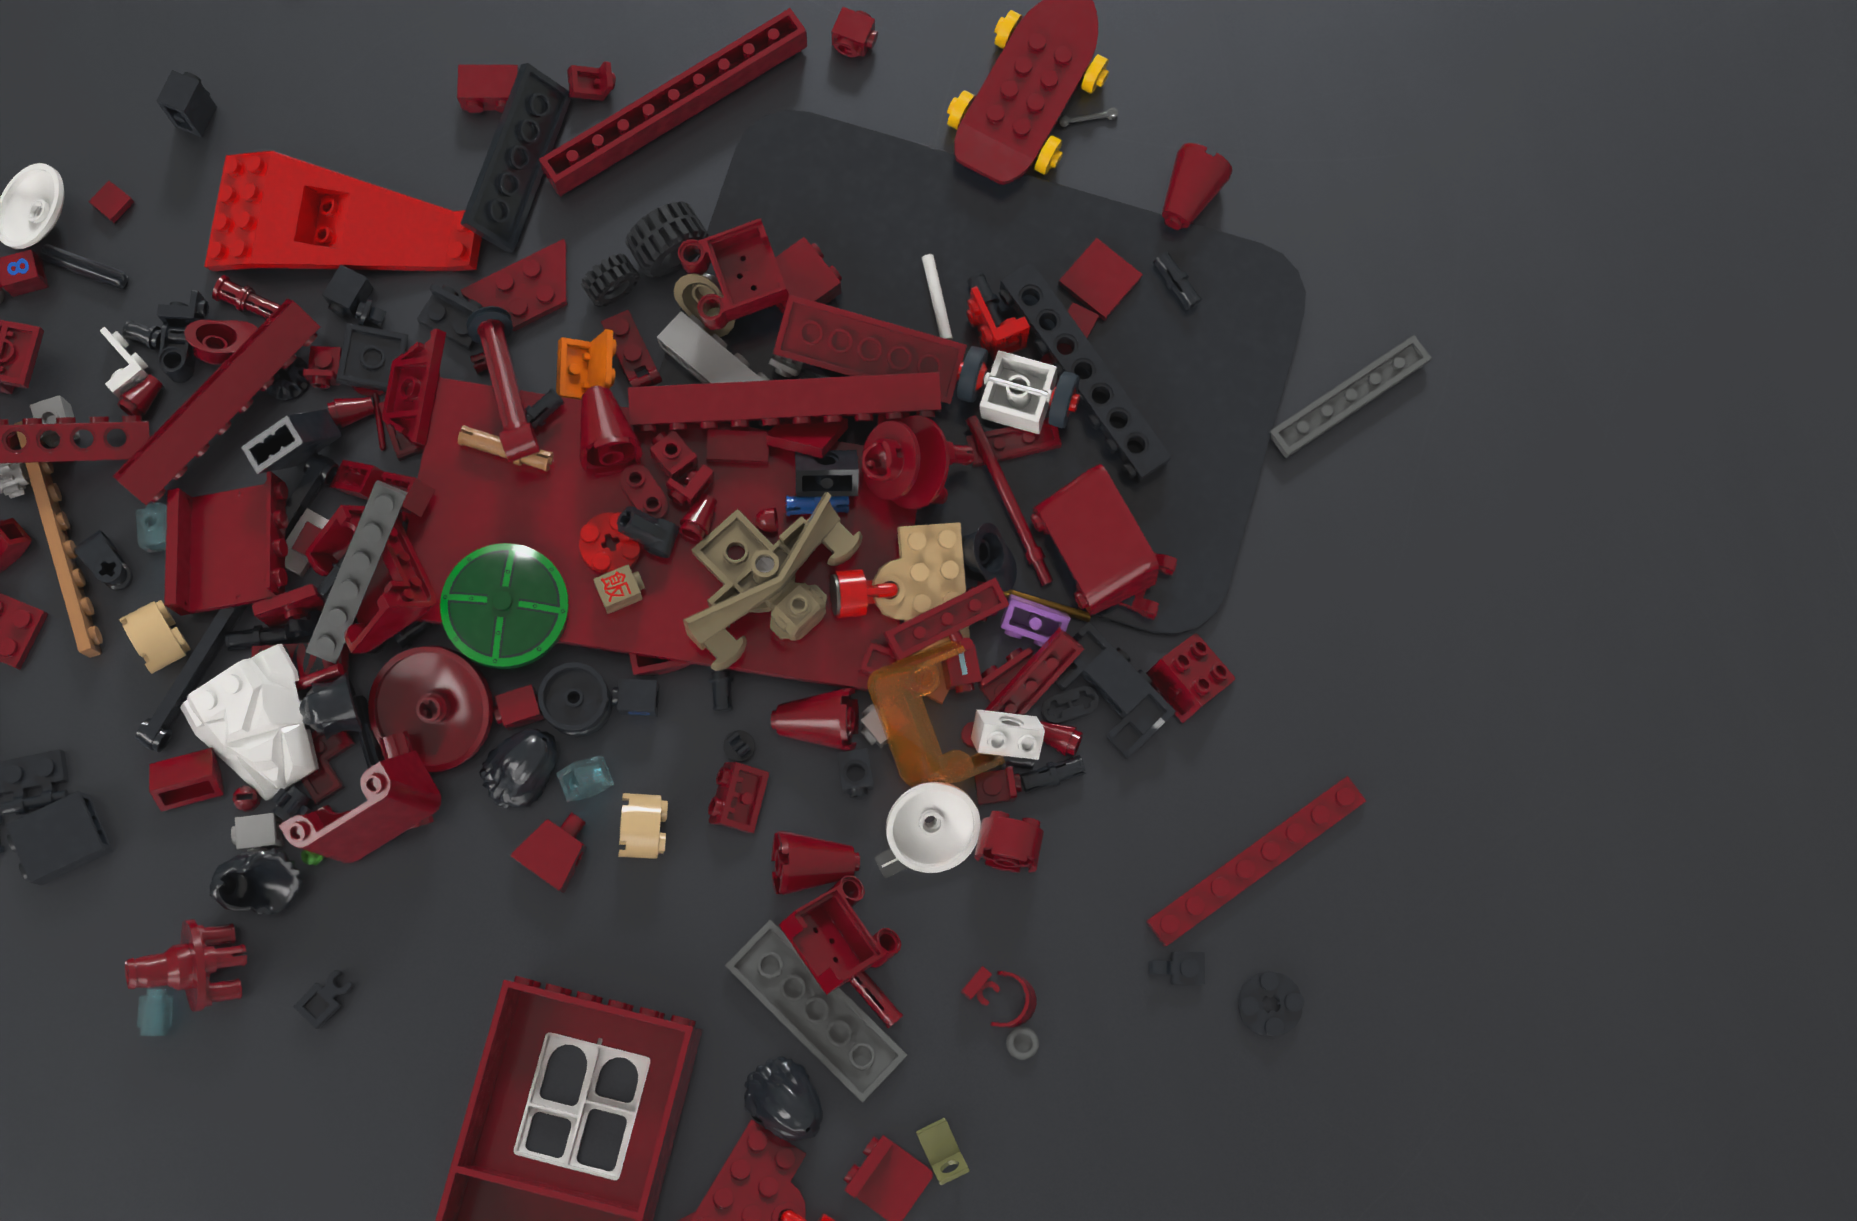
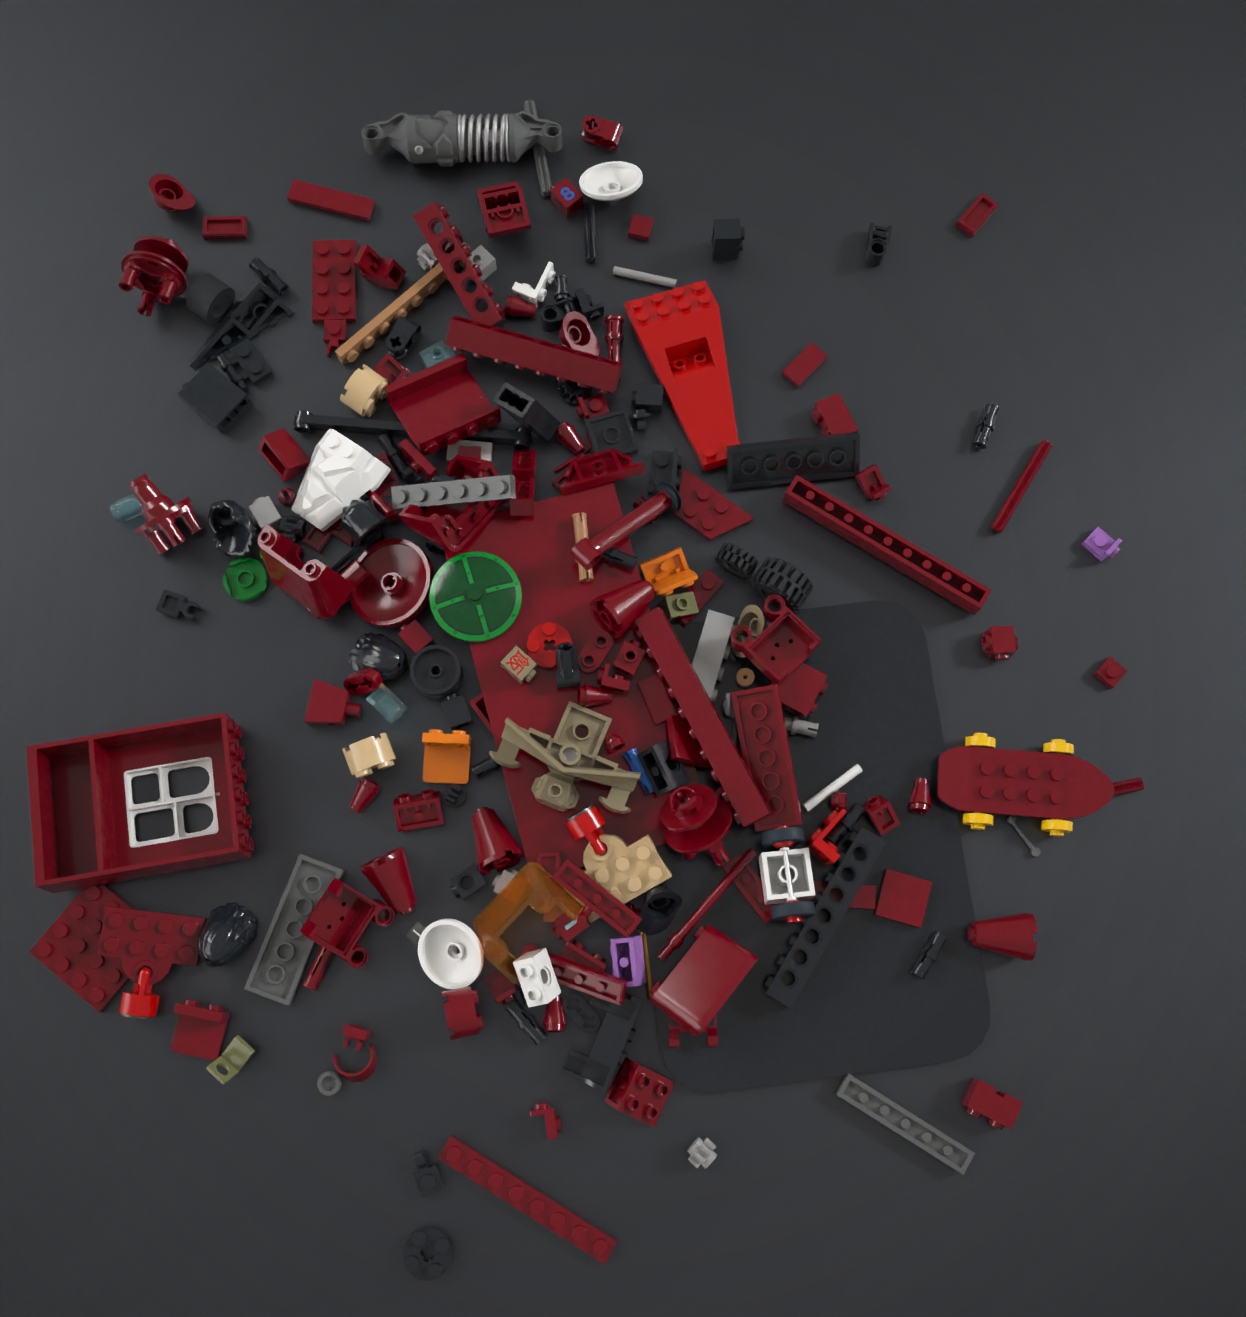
camera: 70 degrees right, 0 degrees up
(51, 646) = (334, 333): none -> dark red plate
(141, 591) = (390, 369): none -> dark red bracket
(181, 227) = (642, 276): none -> light grey bar
(331, 896) = (246, 579): none -> green tile
(399, 91) = (804, 364): none -> dark red tile
(548, 797) = (363, 681): none -> dark red beam
(631, 372) = (679, 605): none -> olive bracket
(686, 856) = (364, 793): none -> dark red cone
(687, 734) = (446, 757): none -> orange bracket
(758, 330) = (745, 672): none -> medium nougat piece
(850, 297) = (798, 726): none -> light grey pin
(957, 296) = (839, 801): none -> dark red plate
(994, 204) = (920, 798): none -> dark red cone
(994, 256) = (881, 814): none -> dark red bracket
(1183, 792) = (553, 1123): none -> dark red bracket
(1288, 634) = (702, 1152): none -> light grey gear
(1363, 296) = (999, 1108): none -> dark red brick

